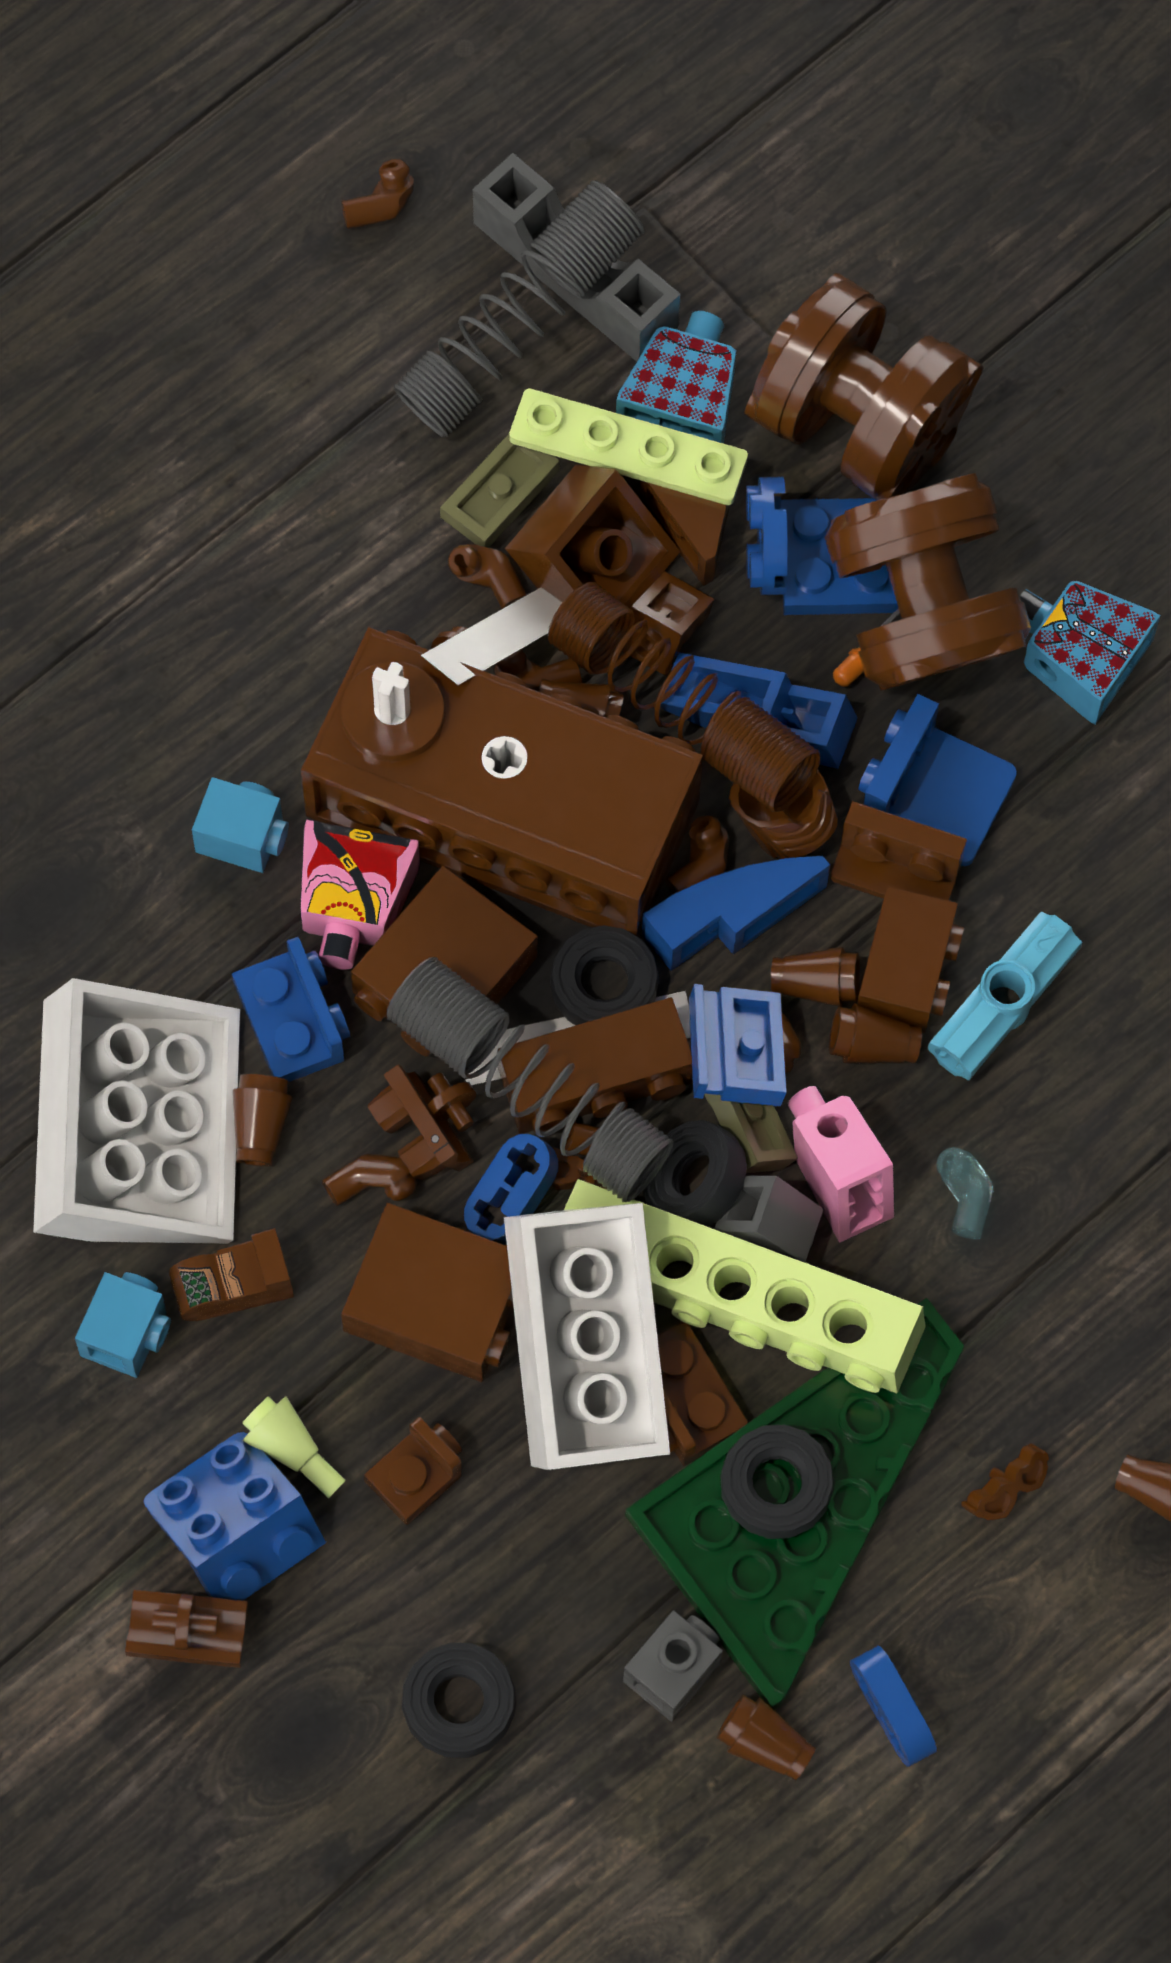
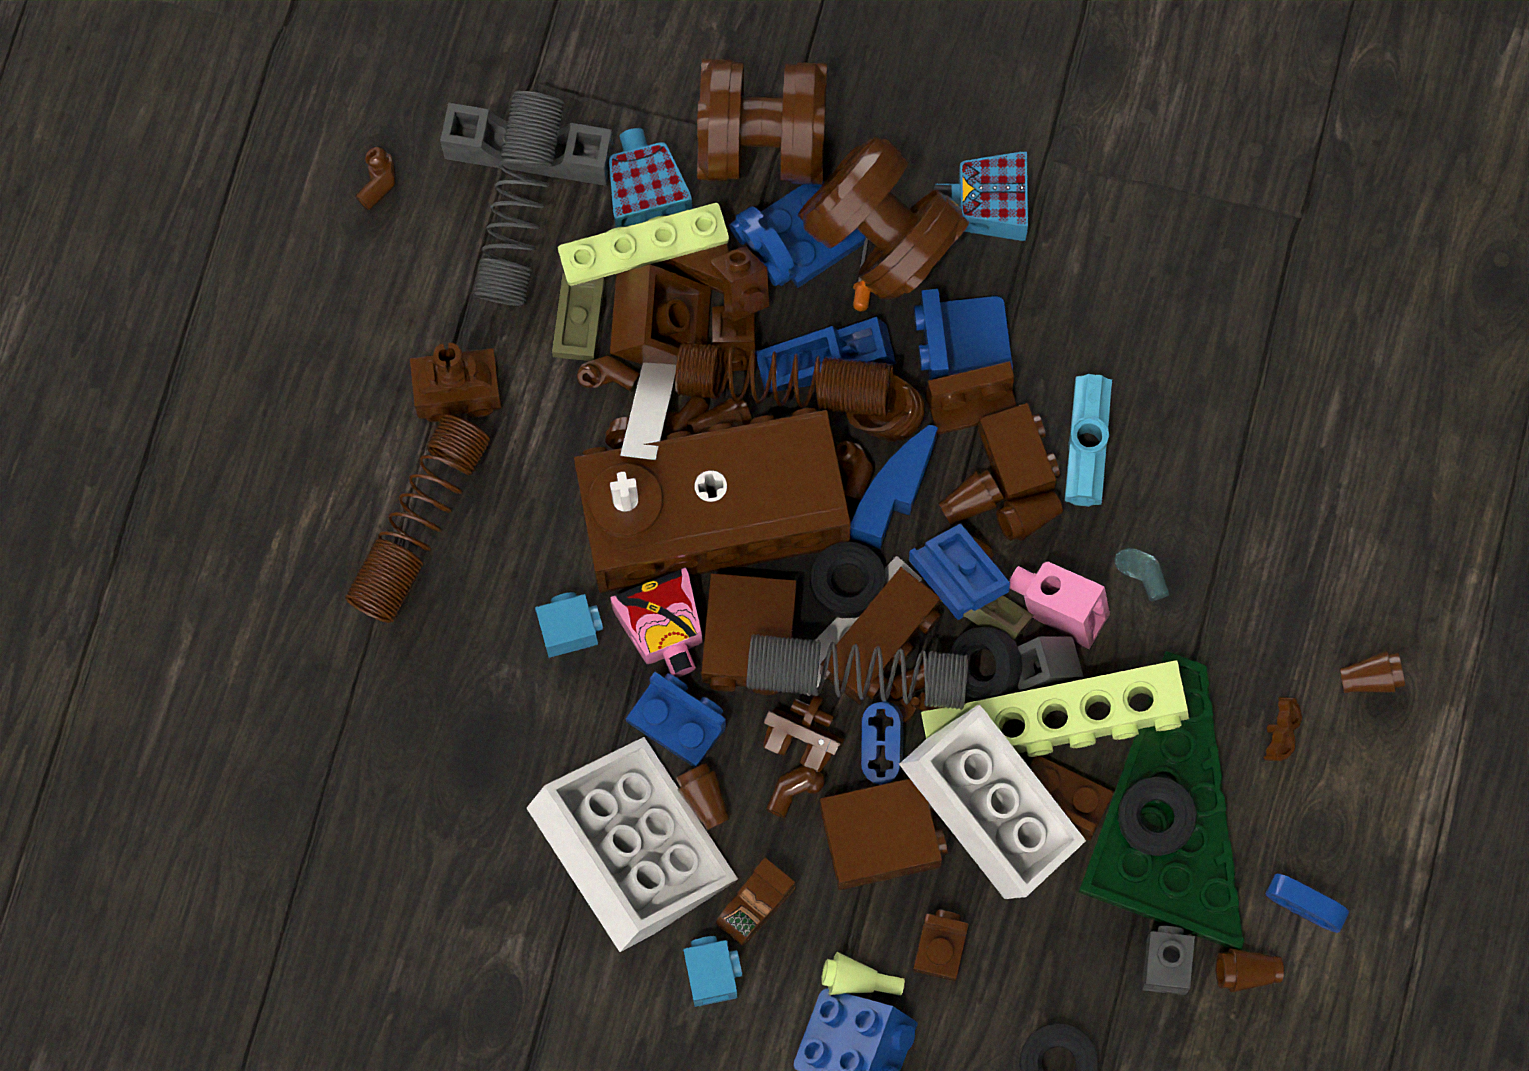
camera: 30 degrees left, 5 degrees up
(79, 633) = (391, 568): none -> reddish brown piece
(303, 472) = (455, 383): none -> reddish brown brick
(713, 560) = (743, 282): none -> reddish brown bracket

